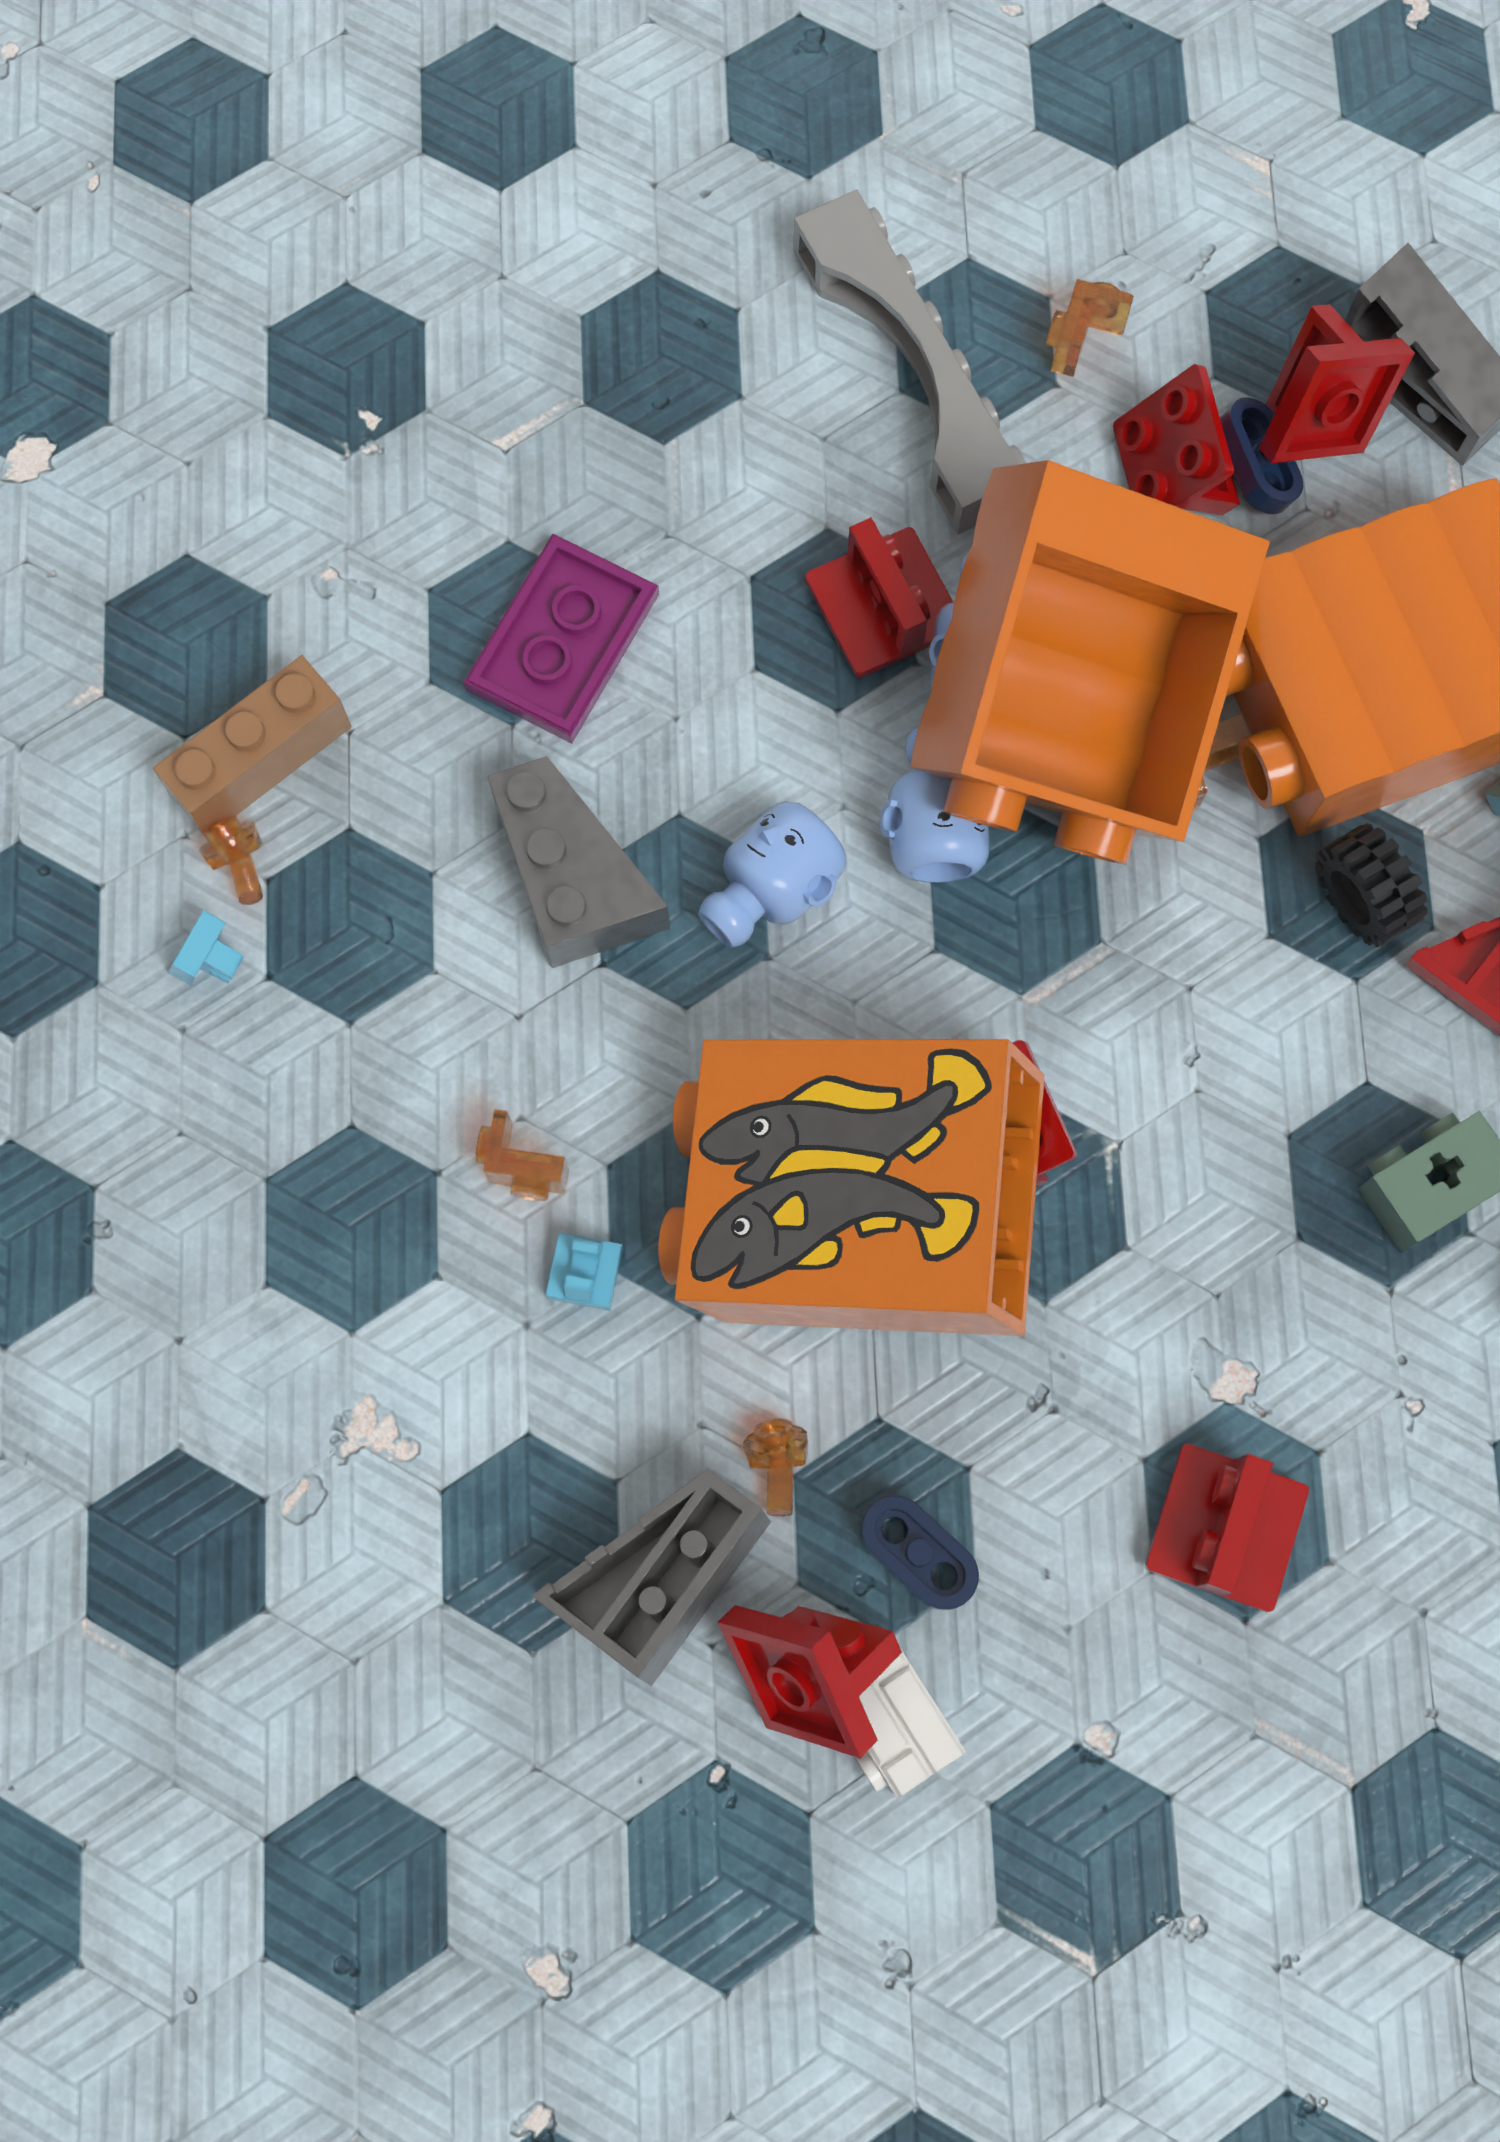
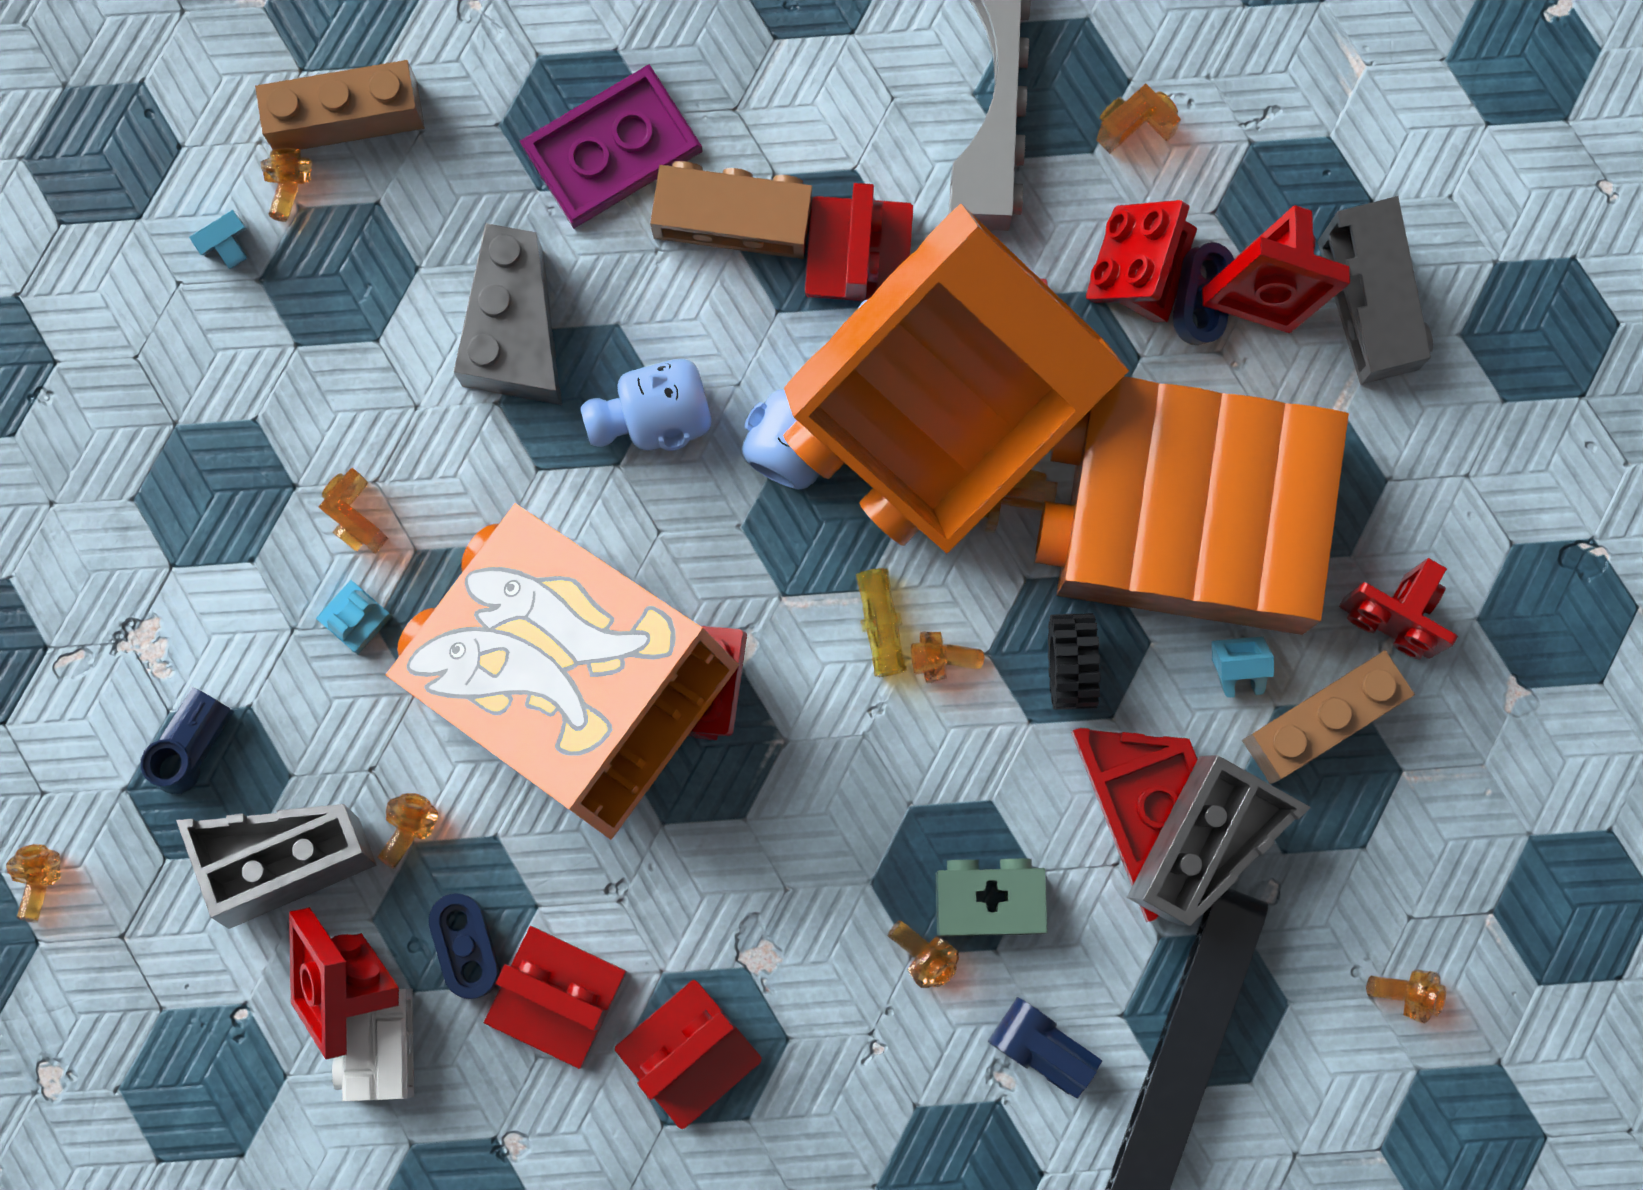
camera: 30 degrees right, 5 degrees up
(395, 1746) = (36, 868): none -> clear orange plate
(484, 1502) = (189, 736): none -> dark blue piece
(732, 630) = (731, 210): none -> medium nougat brick
(1049, 1550) = (554, 997): none -> red bracket
(1143, 962) = (881, 622): none -> clear yellow pin
(1221, 965) = (932, 656): none -> clear orange plate
(1418, 1280) = (929, 957): none -> clear orange plate

